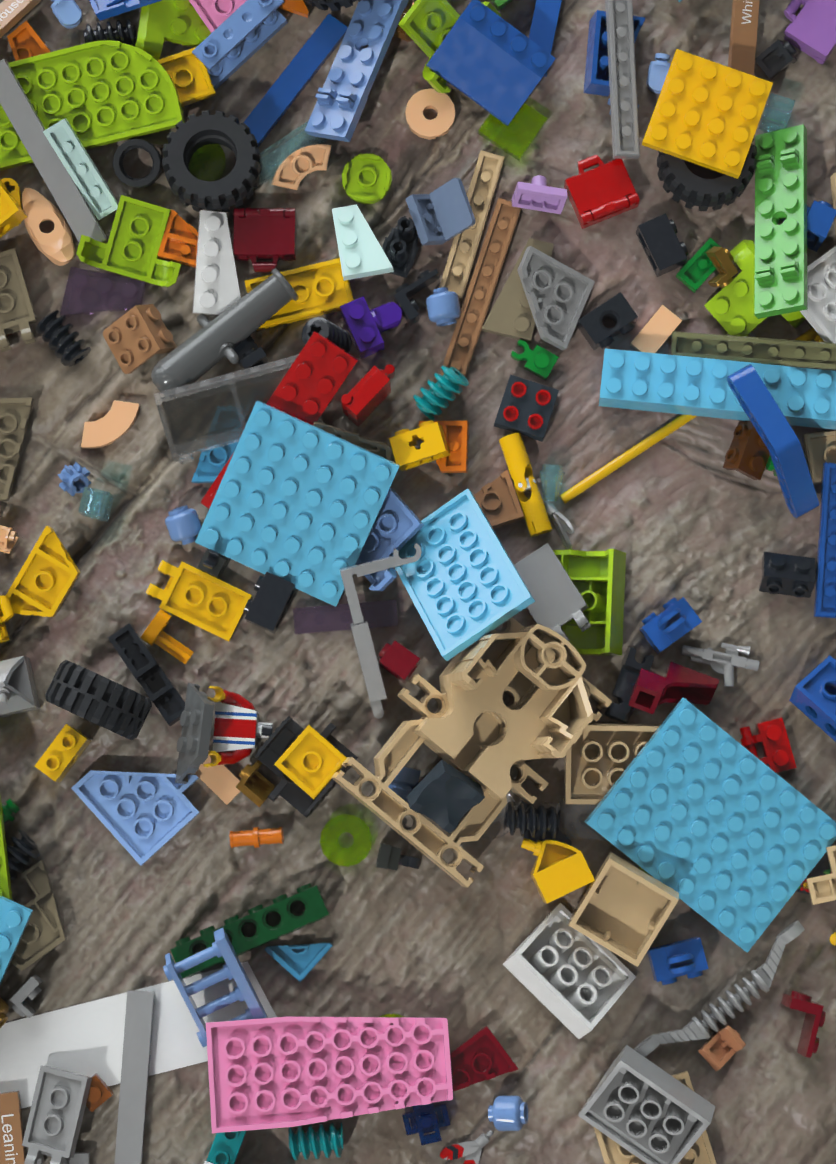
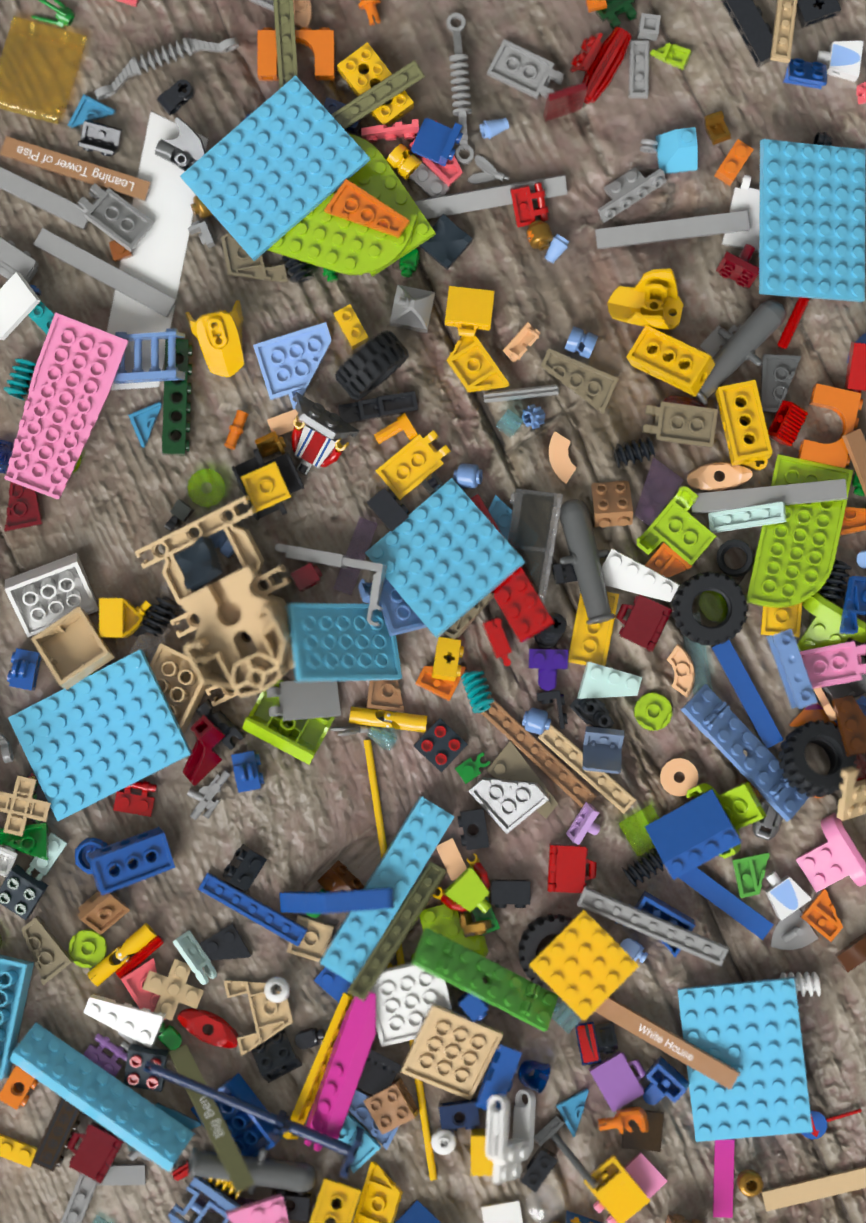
camera: 115 degrees right, 5 degrees up
(52, 509) = (521, 393): none -> light grey axle
(156, 908) = (224, 351): none -> yellow piece
(556, 103) = (644, 867): none -> black piece
(684, 293) = (468, 889): none -> lime torso
(795, 75) = (587, 1043): none -> red slope

